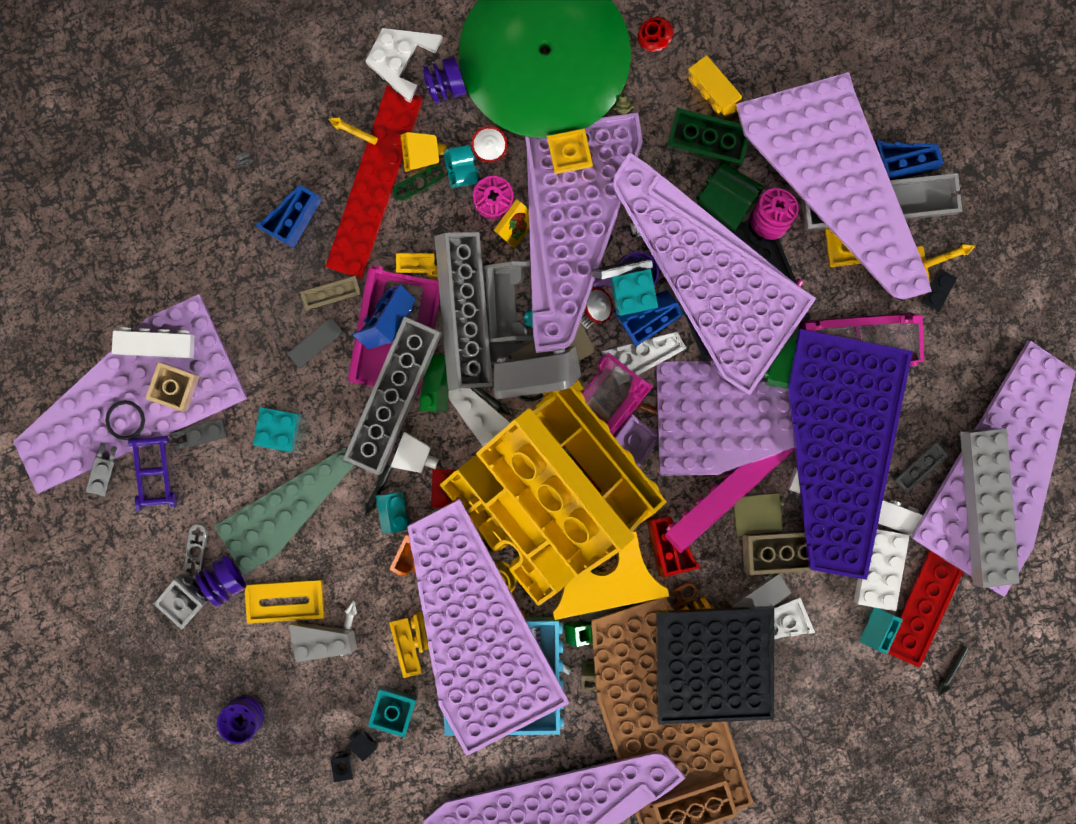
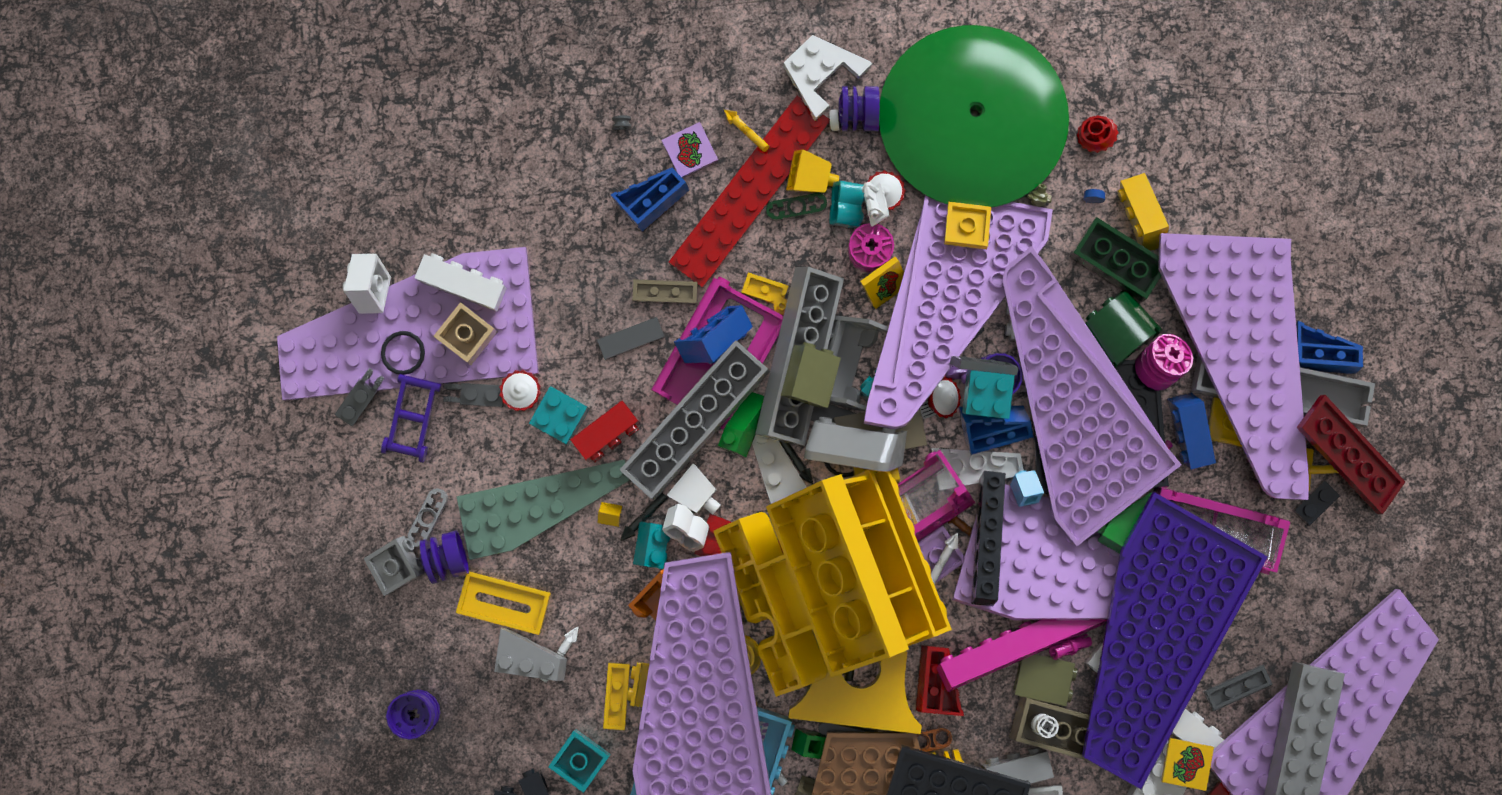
camera: 20 degrees right, 5 degrees down
(73, 371) = (367, 283): none -> white brick
(236, 419) = (520, 390): none -> white piece
(311, 164) = (690, 150): none -> lavender tile
(321, 430) = (606, 432): none -> red brick
(348, 497) = (609, 514): none -> yellow slope
(415, 488) = (685, 528): none -> white brick
(425, 96) = (834, 120): none -> white tile
(478, 325) = (811, 375): none -> olive brick
(485, 158) = (875, 202): none -> white hinge
(644, 428) = (951, 544): none -> white piece
(670, 89) = (1094, 196): none -> blue tile
(673, 414) = (988, 538): none -> black brick
(692, 359) = (1026, 488): none -> medium azure brick
(767, 552) = (1040, 725): none -> white wheel
(771, 480) = (1070, 646): none -> dark pink pin
(815, 264) = (1192, 430): none -> blue wedge
(898, 546) = (1187, 764): none -> yellow tile
(955, 240) = (1351, 454): none -> dark red plate

